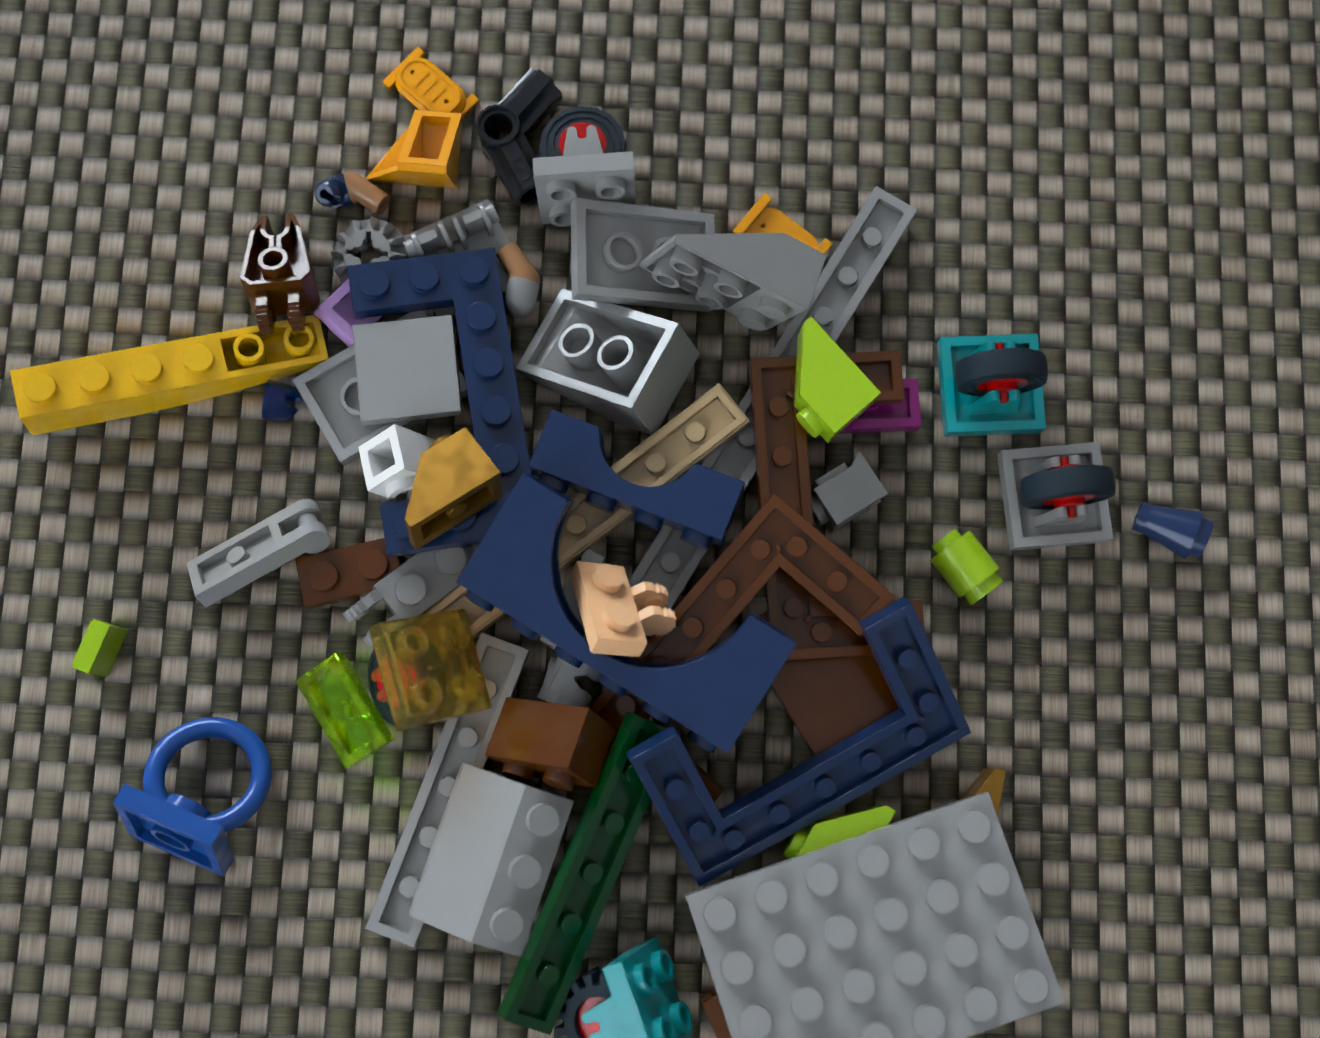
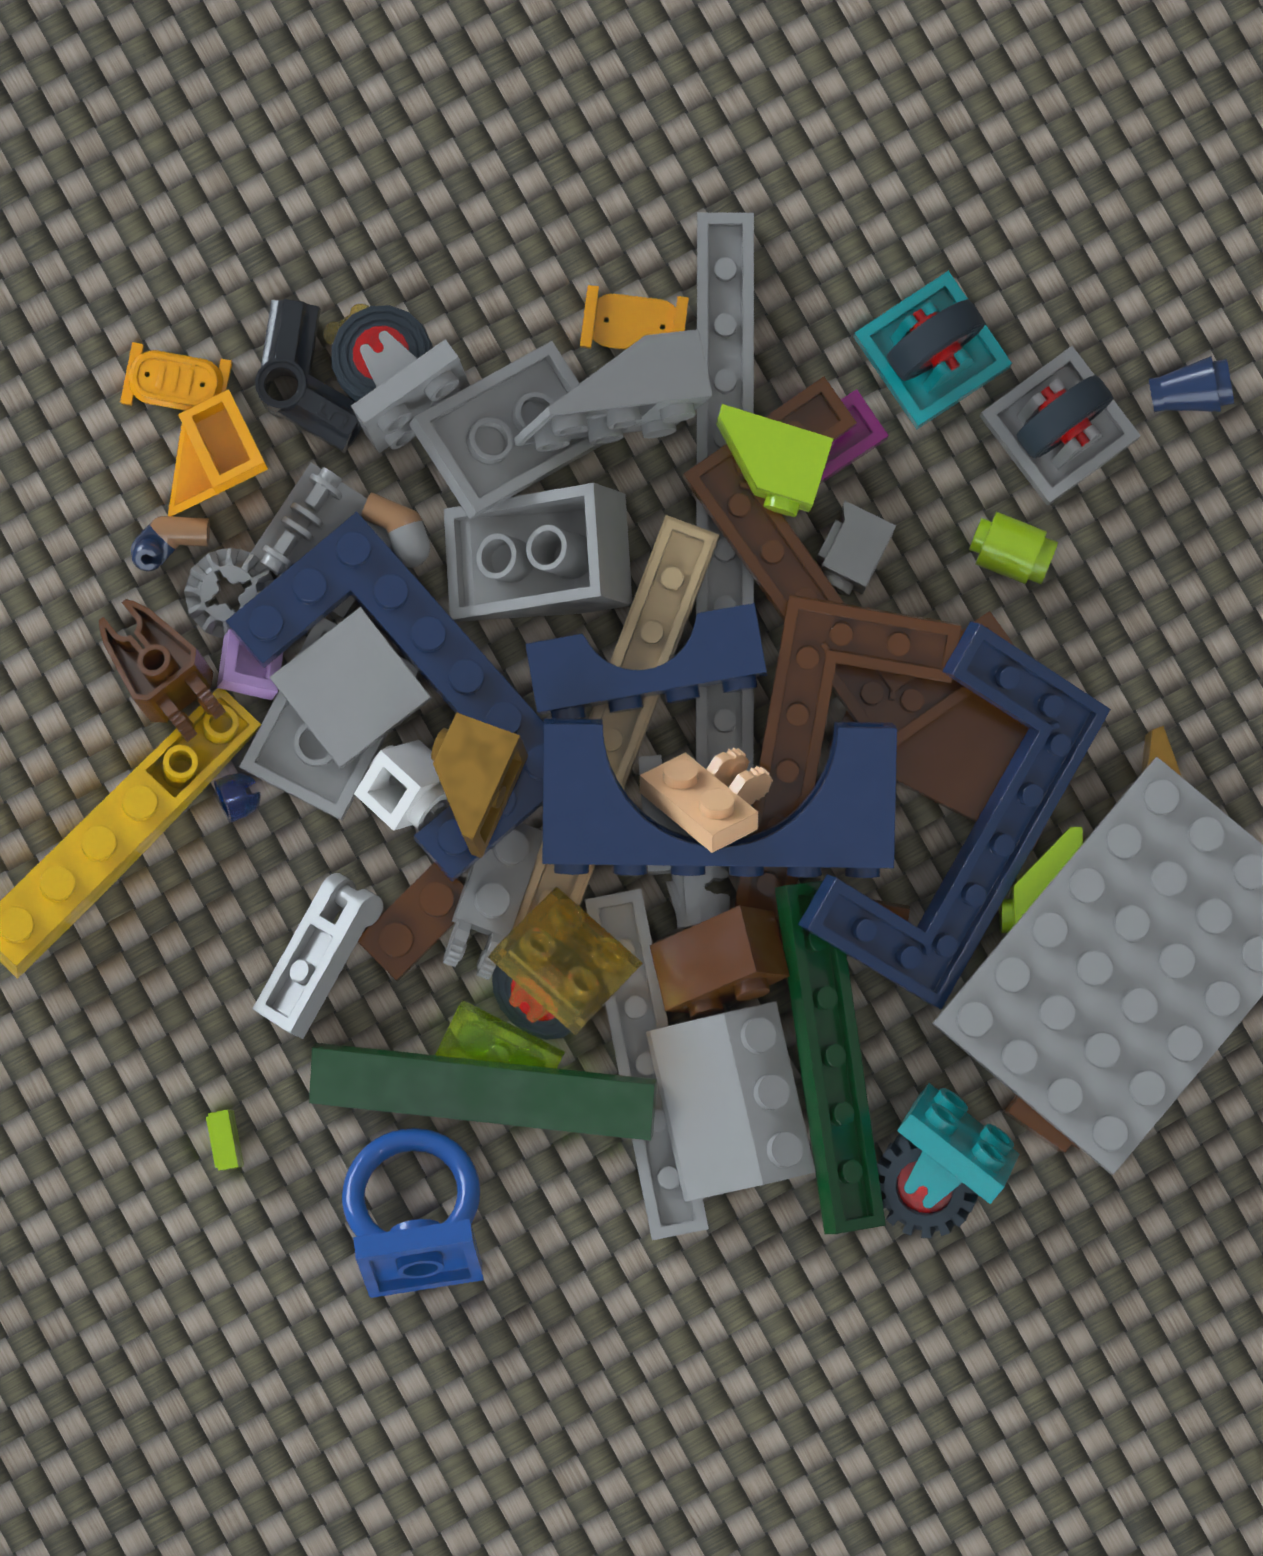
camera: 25 degrees left, 5 degrees up
(313, 732) = (483, 1091): none -> dark green tile

